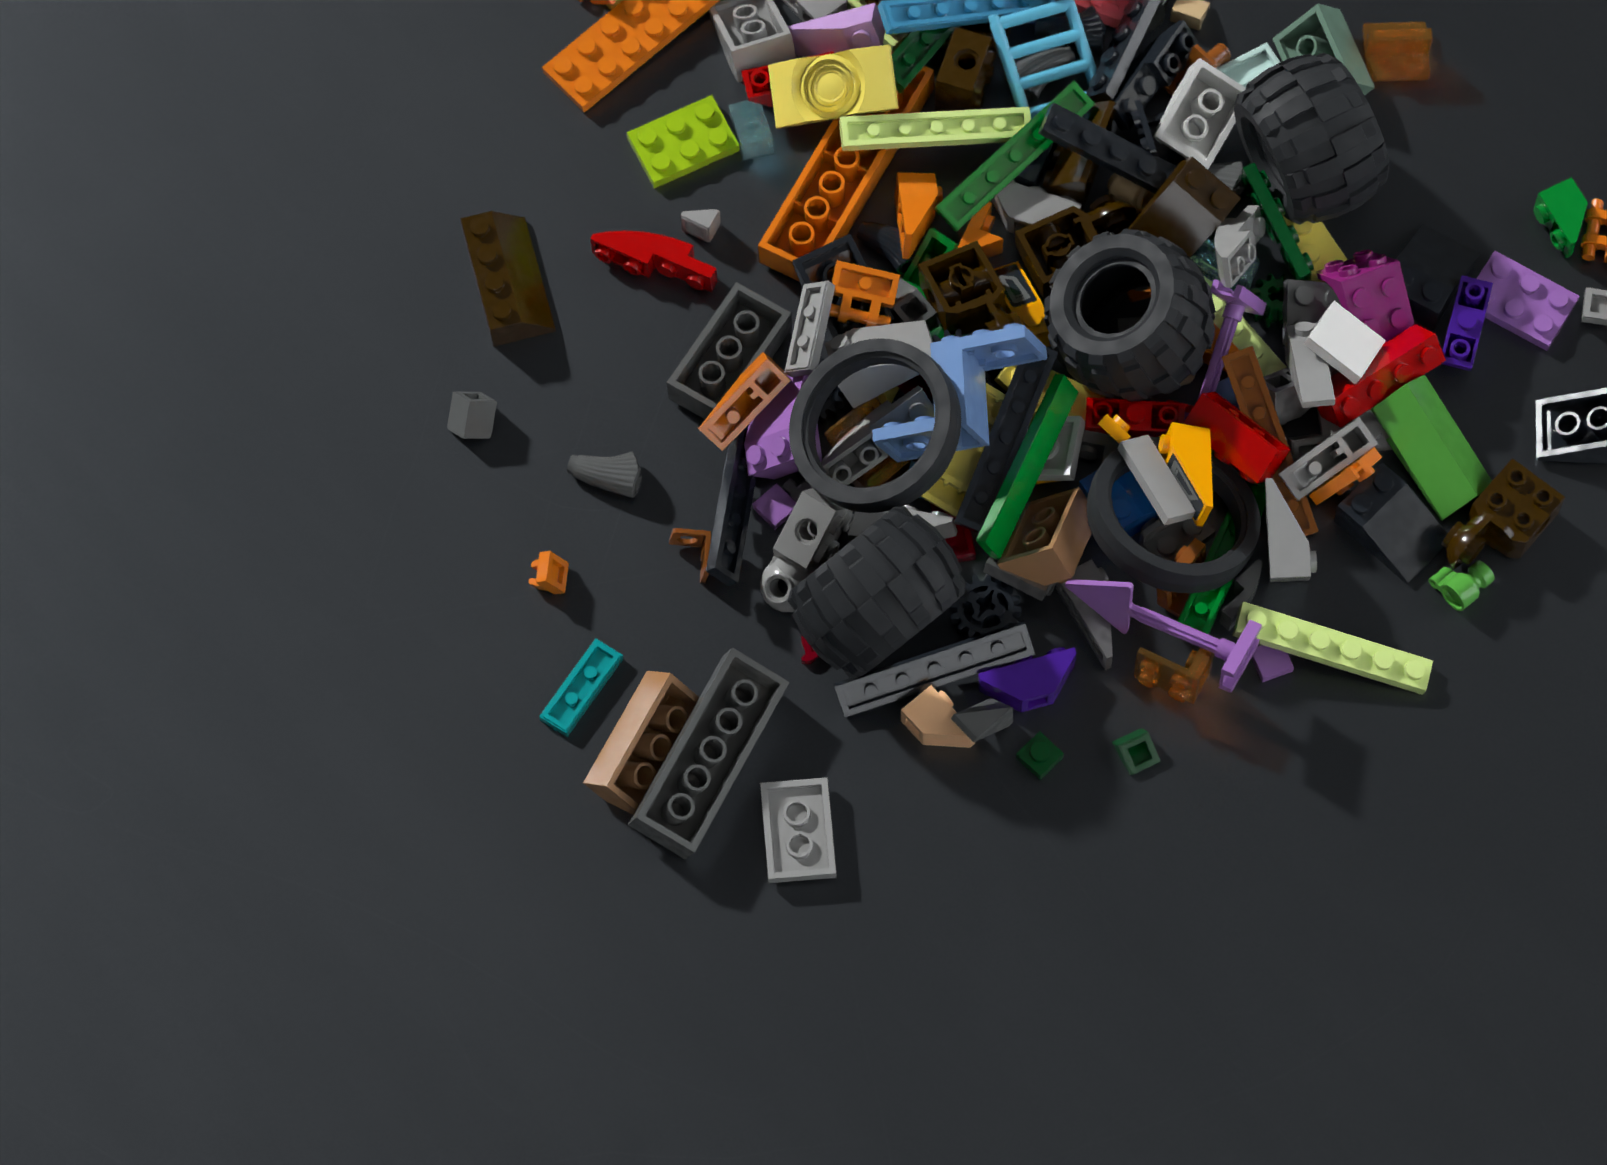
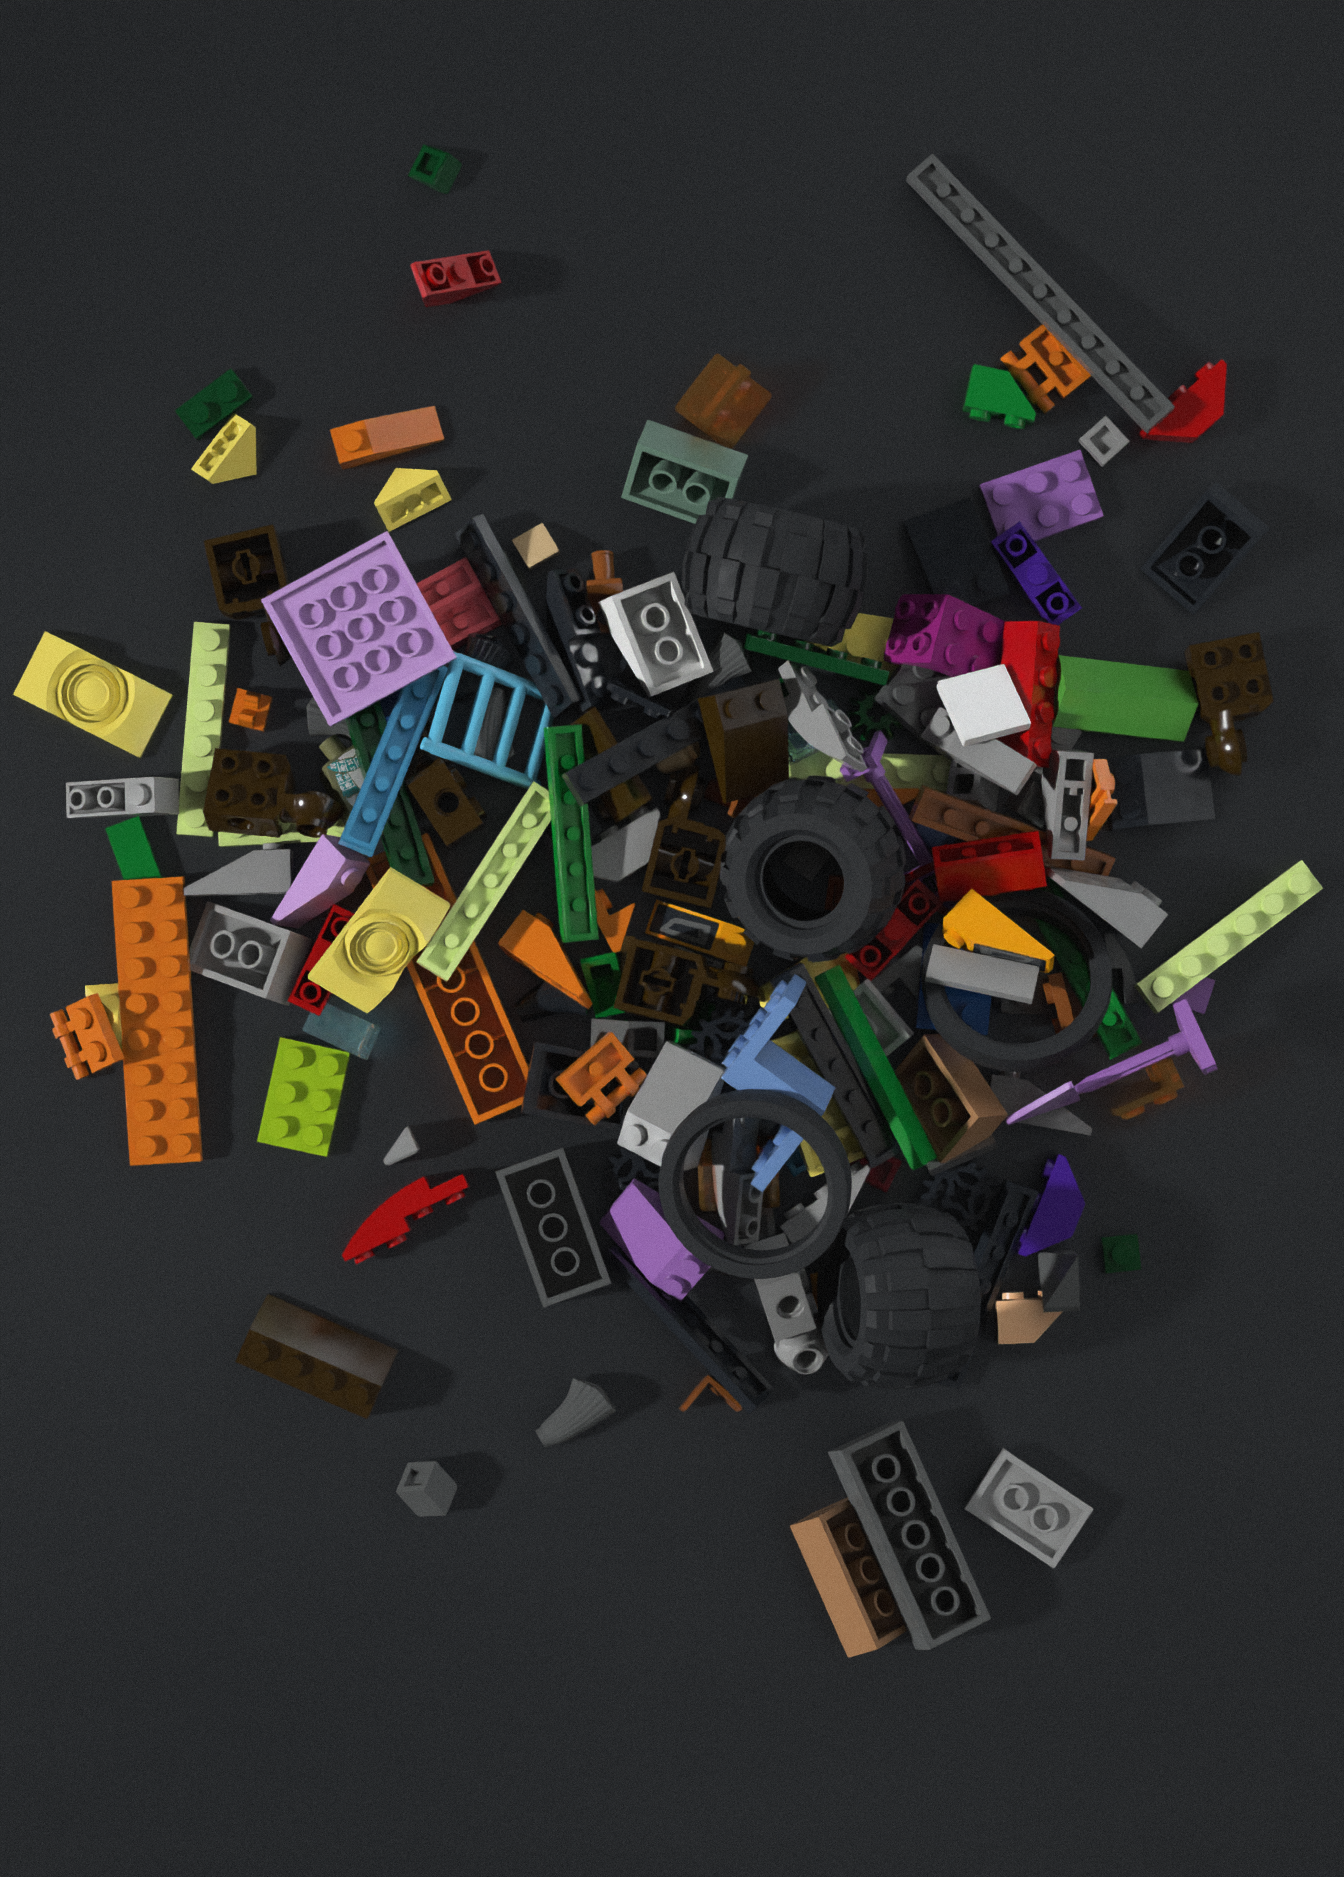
camera: 55 degrees left, 20 degrees up
(551, 573) = (631, 1535): orange tile -> none
(581, 687) = (754, 1587): teal tile -> none
(744, 401) = (618, 1252): orange slope -> none
(774, 506) = (720, 1294): medium lavender tile -> none
(809, 328) = (602, 1152): light grey tile -> none
(1115, 428) = (900, 963): light orange plate -> none
(1136, 751) = (1179, 1169): dark green slope -> none
(1250, 65) = (635, 545): light aqua tile -> none
(1462, 588) = (1259, 781): bright green piece -> none

